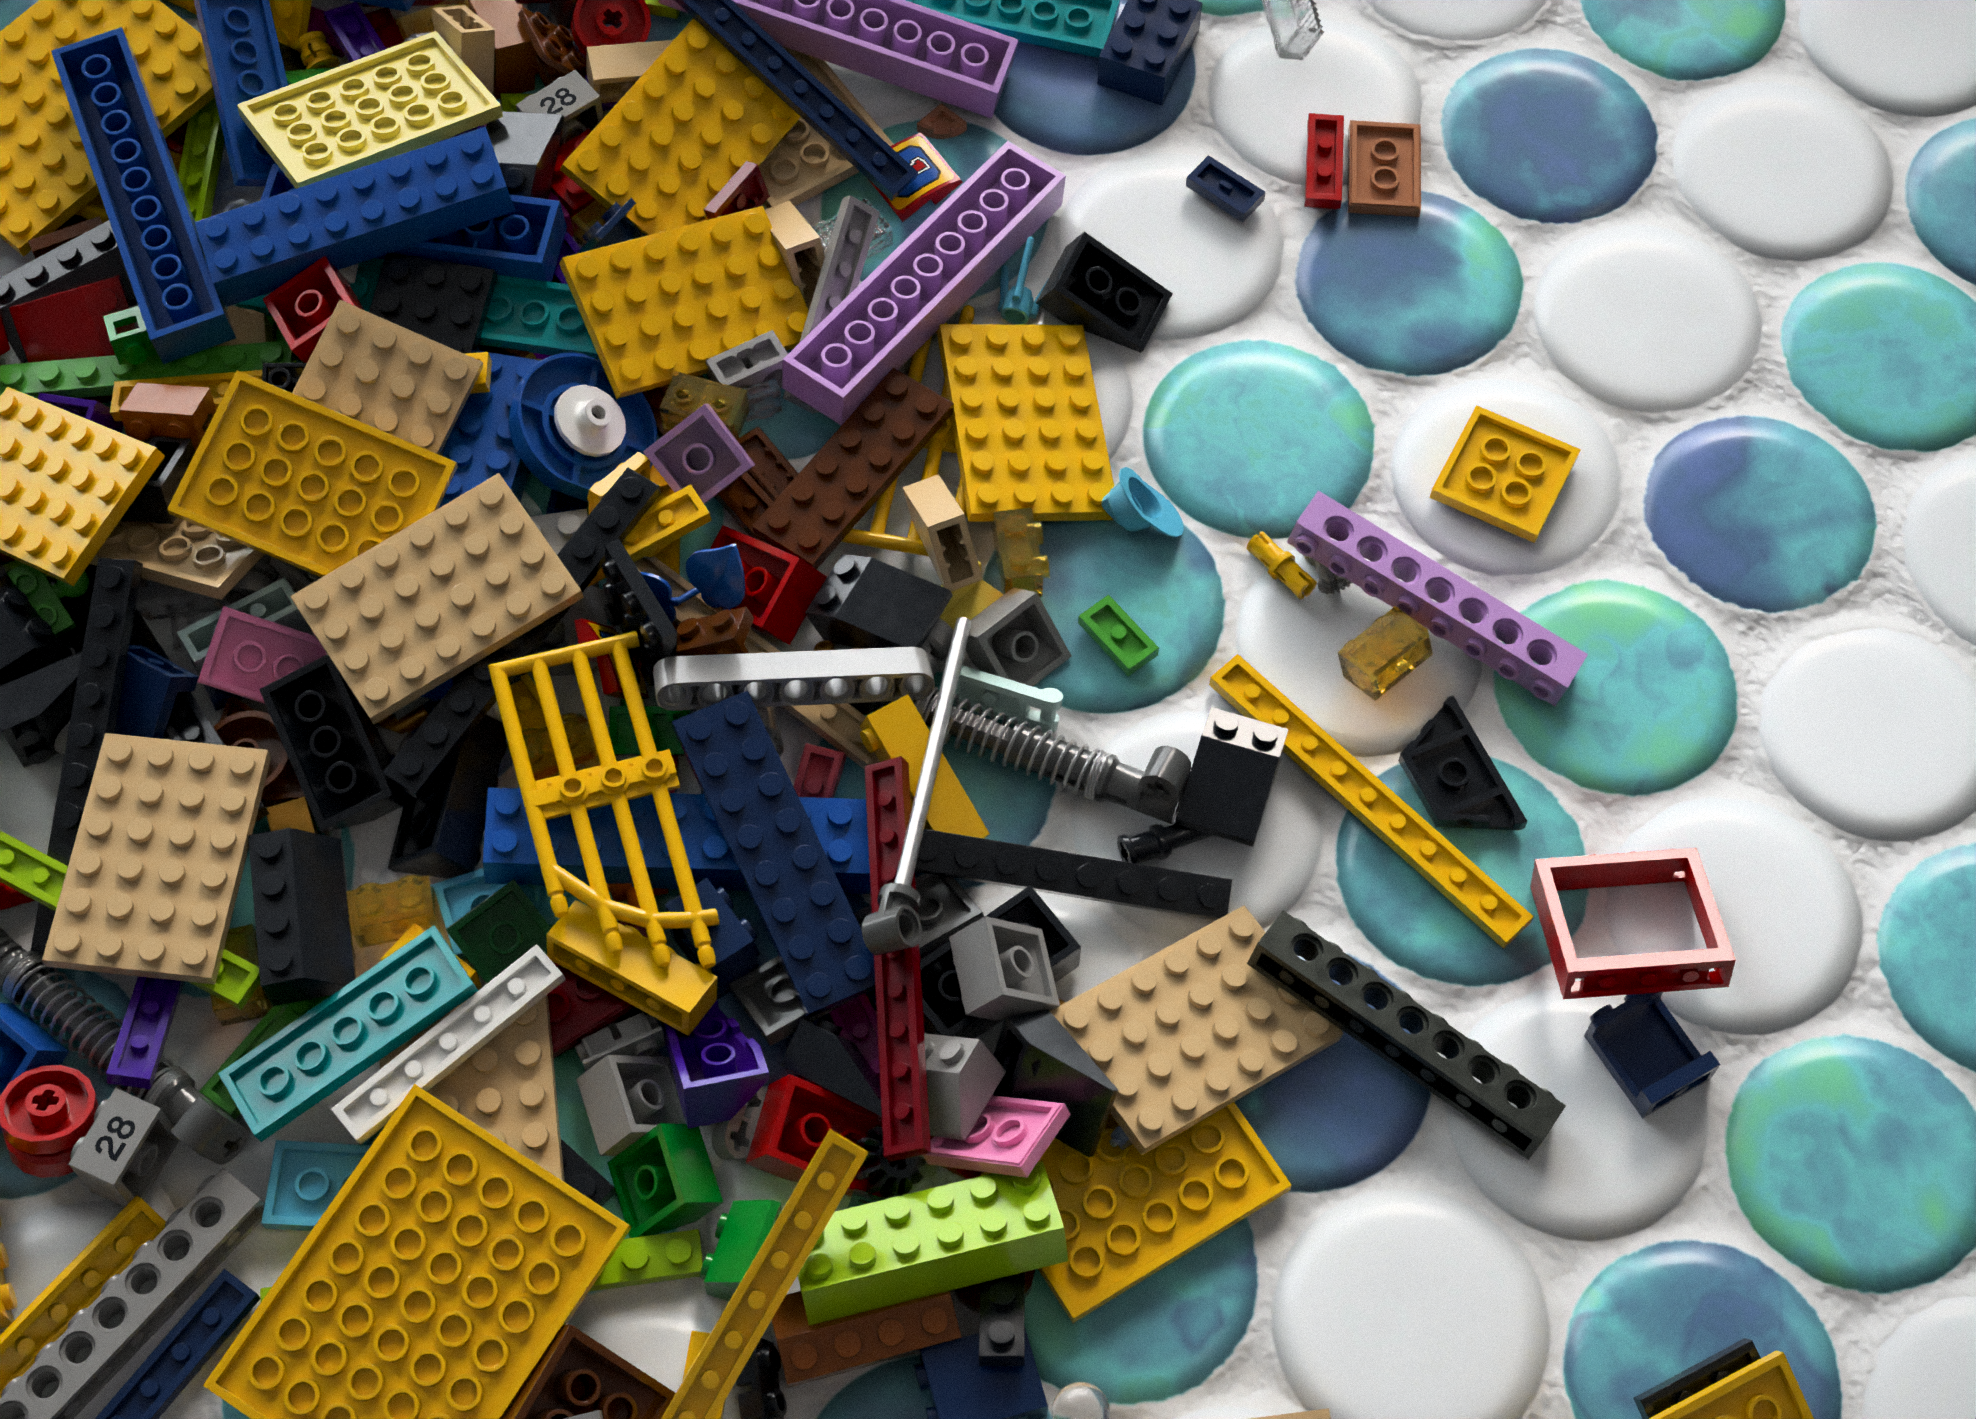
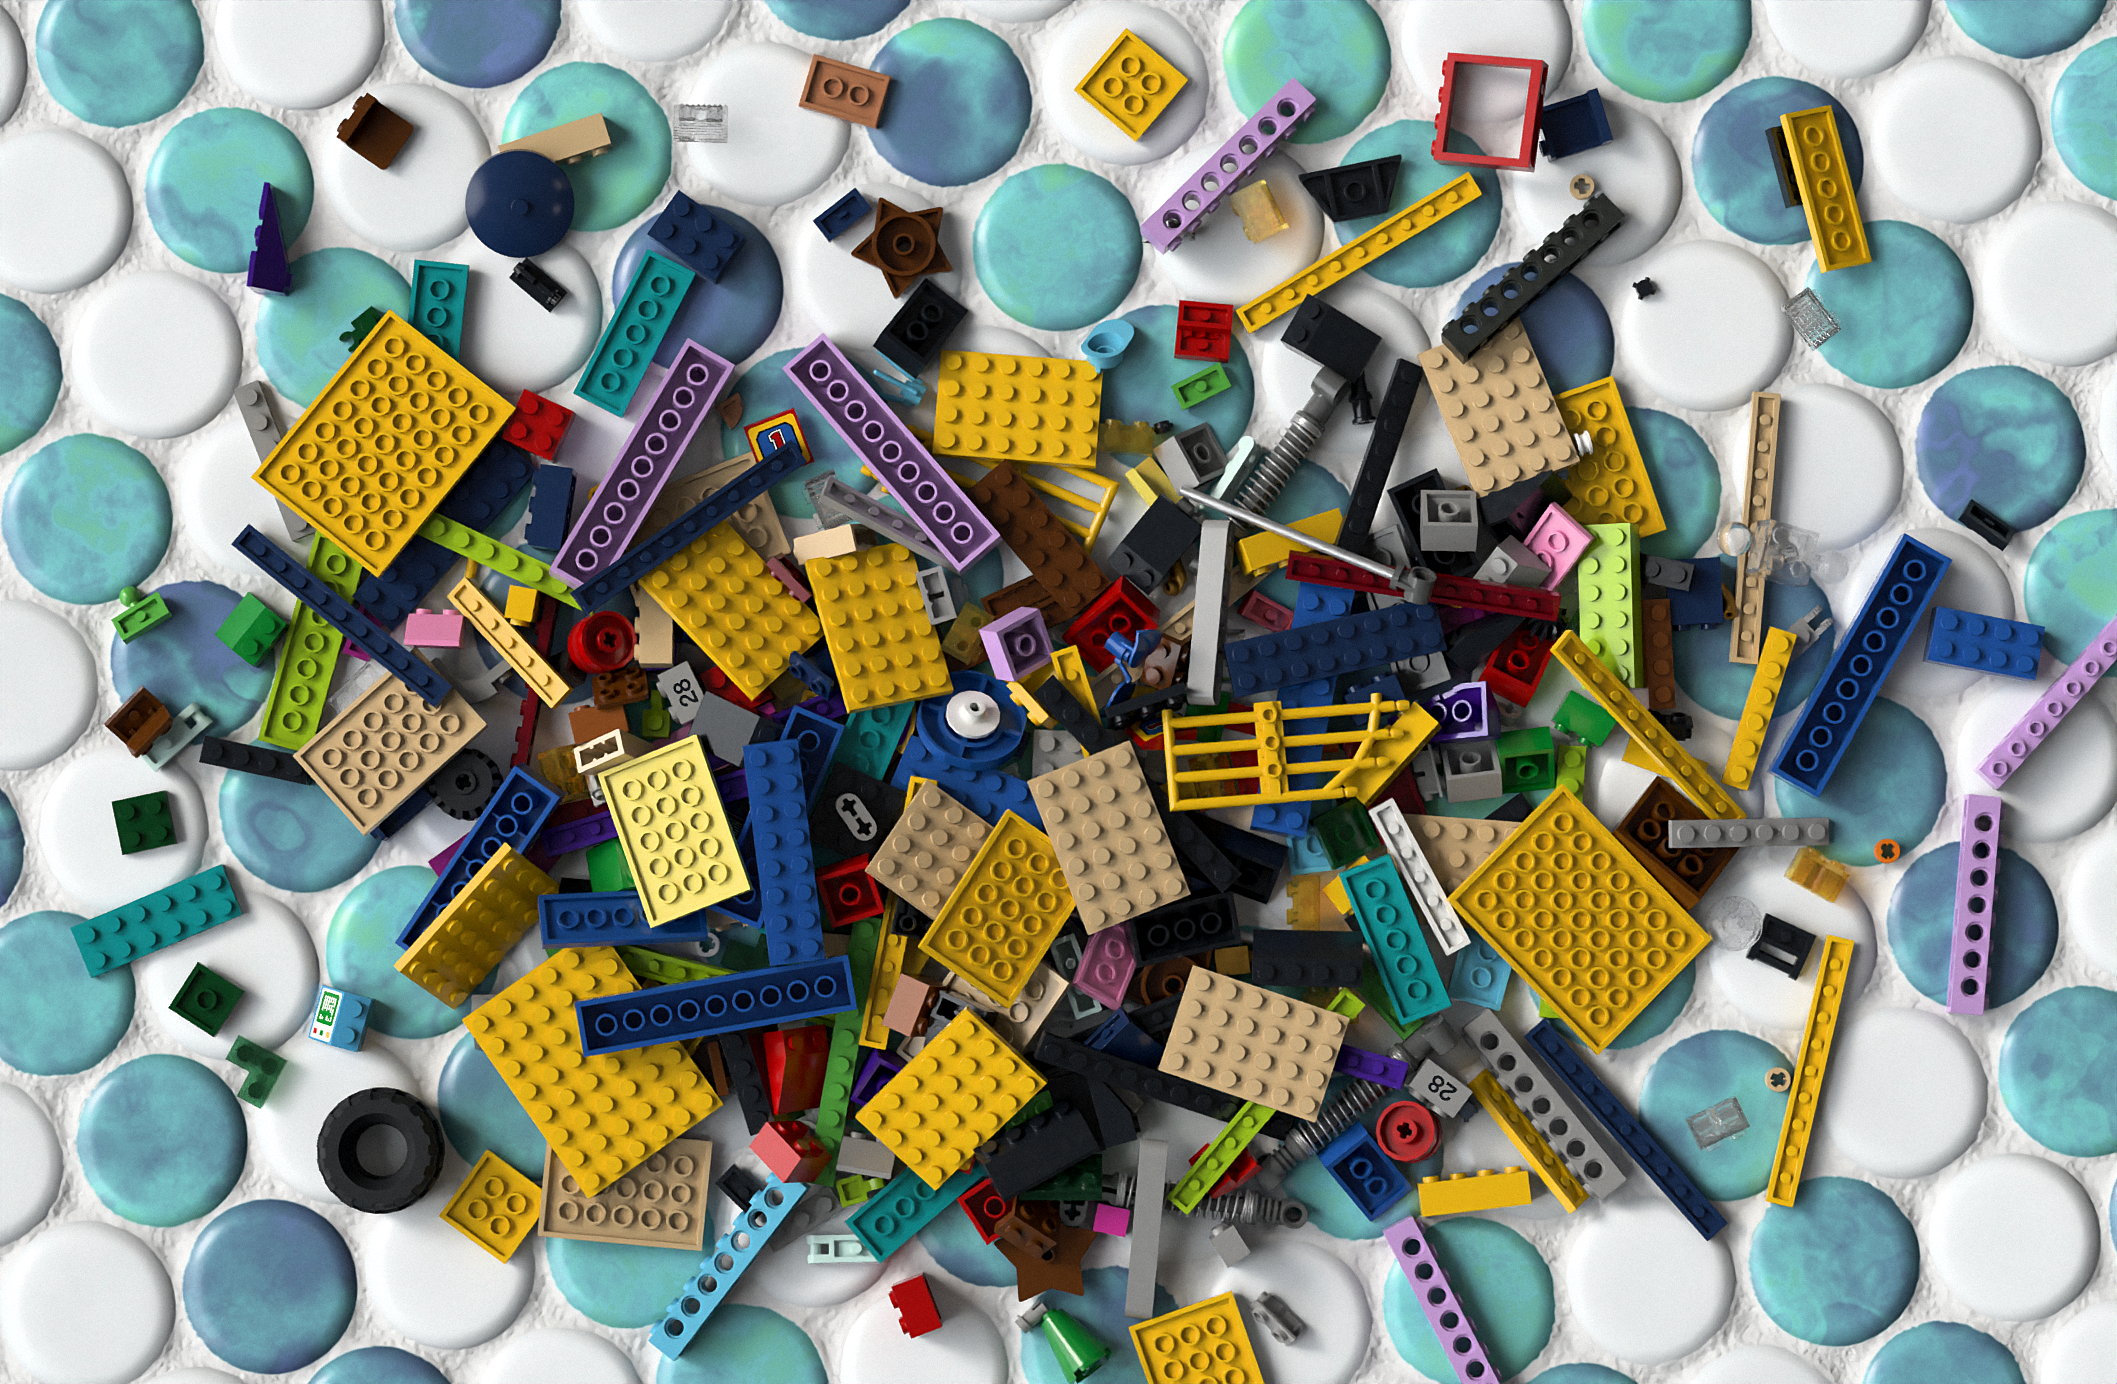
camera: 70 degrees left, 25 degrees up
(101, 1211) = (1467, 1111): none -> sand blue piece
(132, 345) = (825, 1027): green brick -> none
(317, 53) = (569, 870): yellow bush -> none
(420, 299) = (851, 820): none -> light grey beam
(943, 532) = (1110, 489): tan slope -> none
(1050, 600) = (1162, 427): none -> black piece
(1173, 1156) = (1583, 443): none -> white bush
(1196, 626) = (1203, 331): none -> red slope
(1206, 260) = (897, 226): none -> reddish brown plate
(1281, 565) = (1170, 261): yellow pin -> none
(1324, 161) = (832, 135): red plate -> none
(1439, 1210) = (1643, 288): none -> black piece
(1570, 1075) = (1575, 192): none -> tan bush

